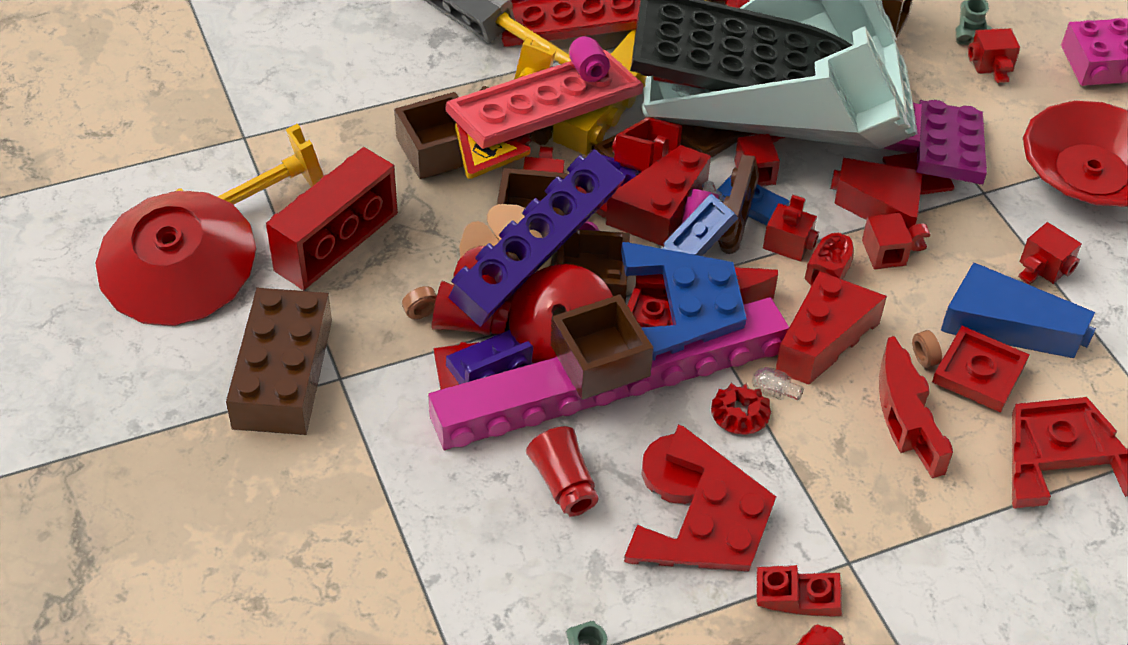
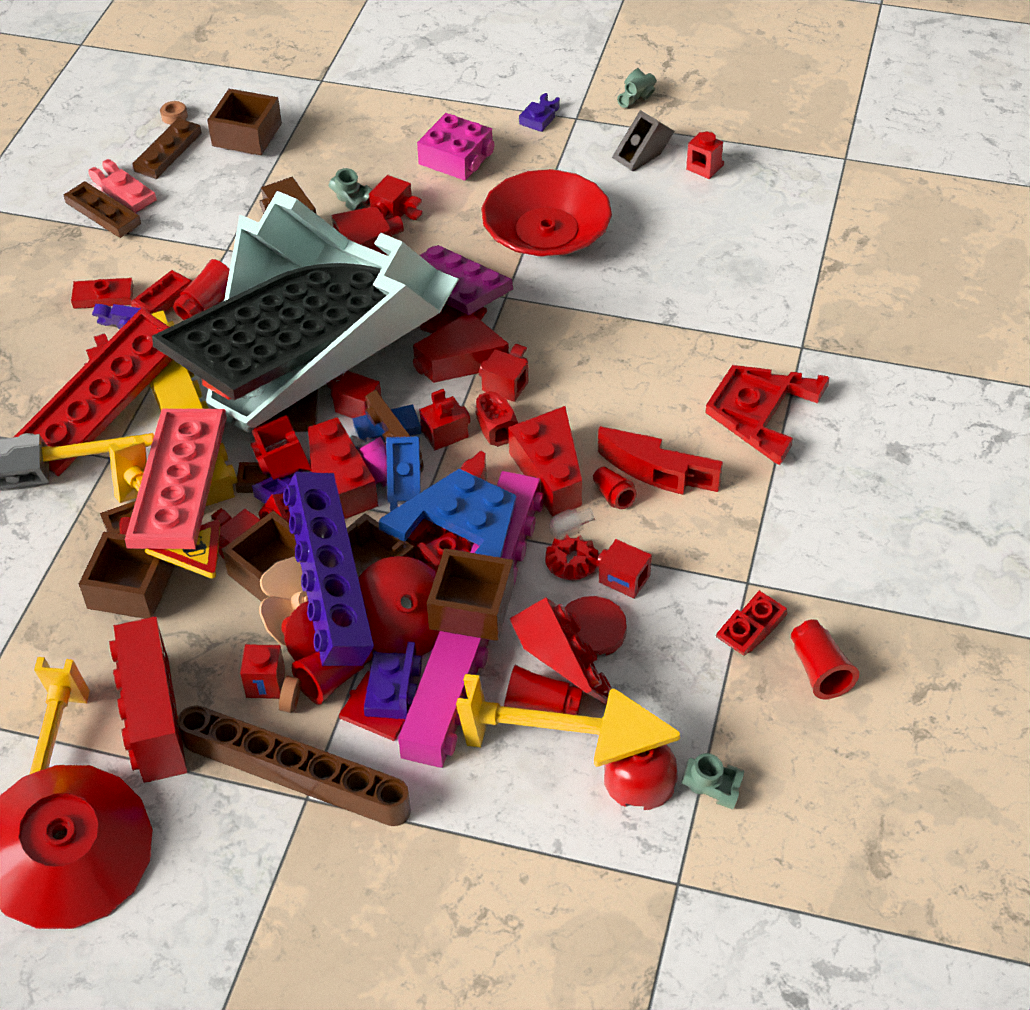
camera: 50 degrees left, 0 degrees up
(279, 361) = (261, 826): reddish brown brick -> none
(356, 351) = (305, 776): none -> reddish brown beam
(424, 267) = (262, 671): none -> red brick
(554, 594) = (643, 778): none -> red cylinder
(562, 545) = (622, 730): none -> yellow piece
(589, 59) = (174, 421): dark pink brick -> none
(614, 453) = (554, 639): none -> slope
(722, 520) = (659, 626): red wing -> none
(762, 451) = (624, 568): none -> red brick
(846, 394) = (615, 488): none -> red cone
(927, 349) = (618, 417): nougat tile -> none
(937, 59) = (365, 226): none -> red torso
(980, 368) = (658, 402): red plate -> none
(1018, 314) = (631, 353): blue slope -> none
(1049, 254) = (599, 300): red brick -> none

